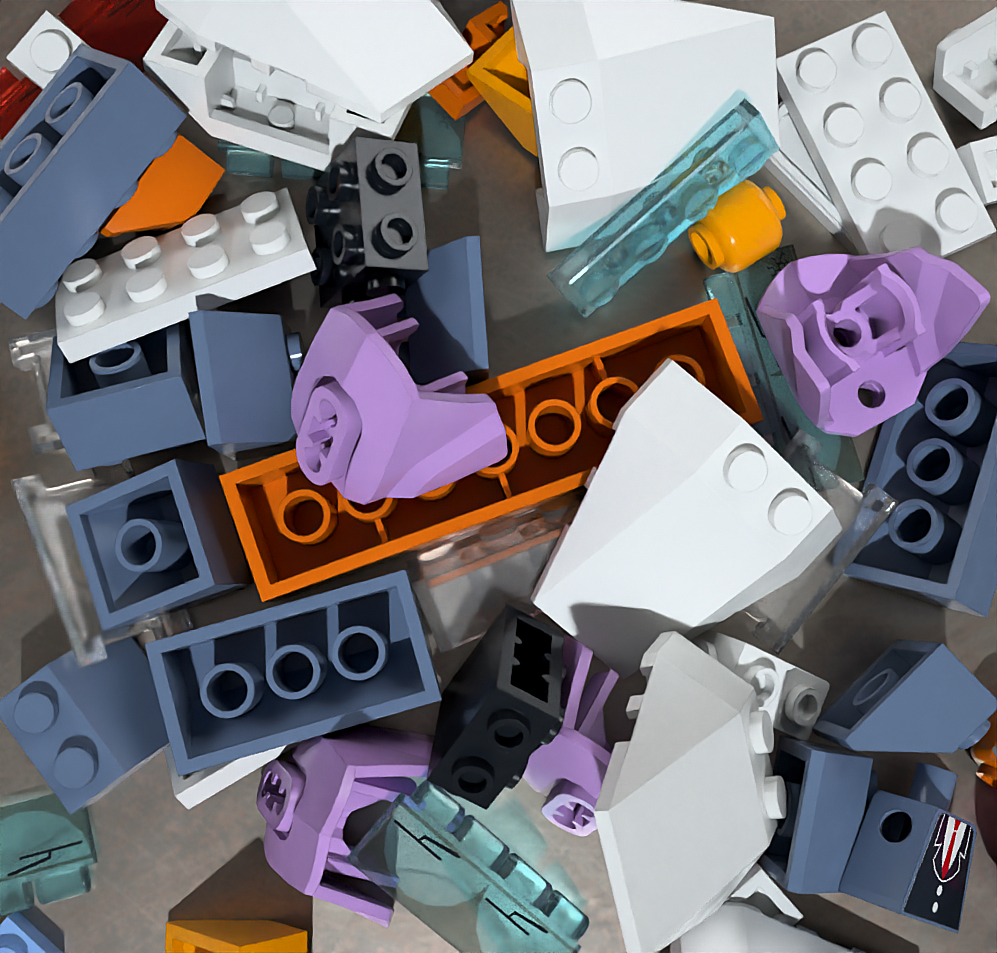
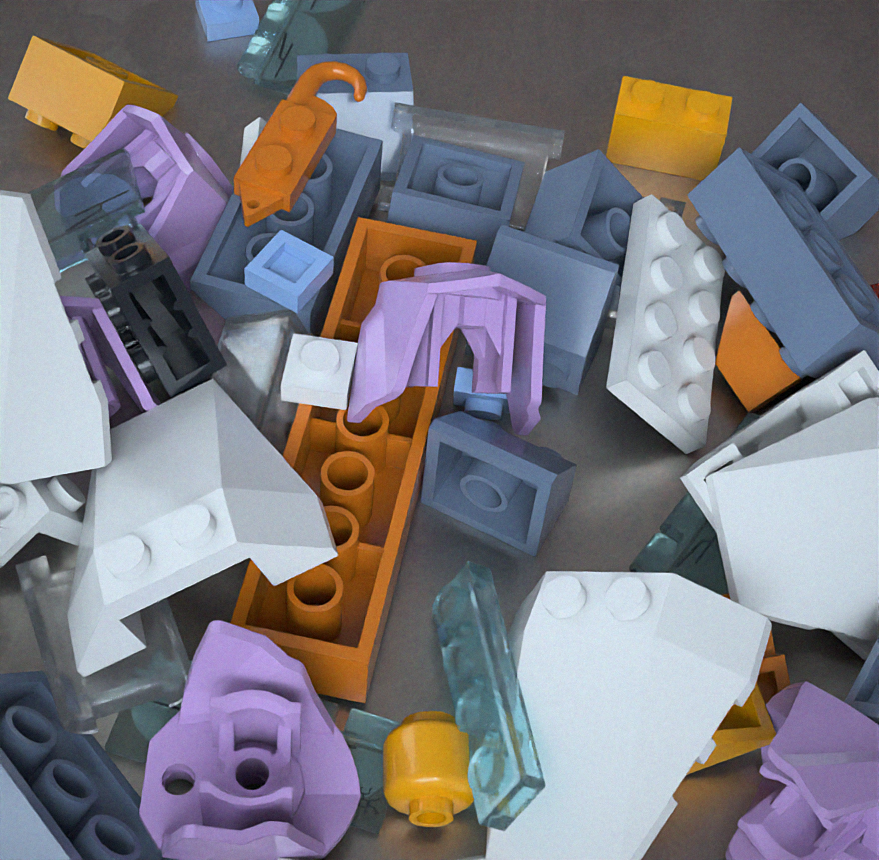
camera: 120 degrees right, 30 degrees down
(208, 722) = (292, 143): none -> orange plate
(368, 223) = (620, 442): black brick -> none
(387, 605) = (289, 271): none -> light blue plate
(474, 509) = (318, 371): none -> white plate

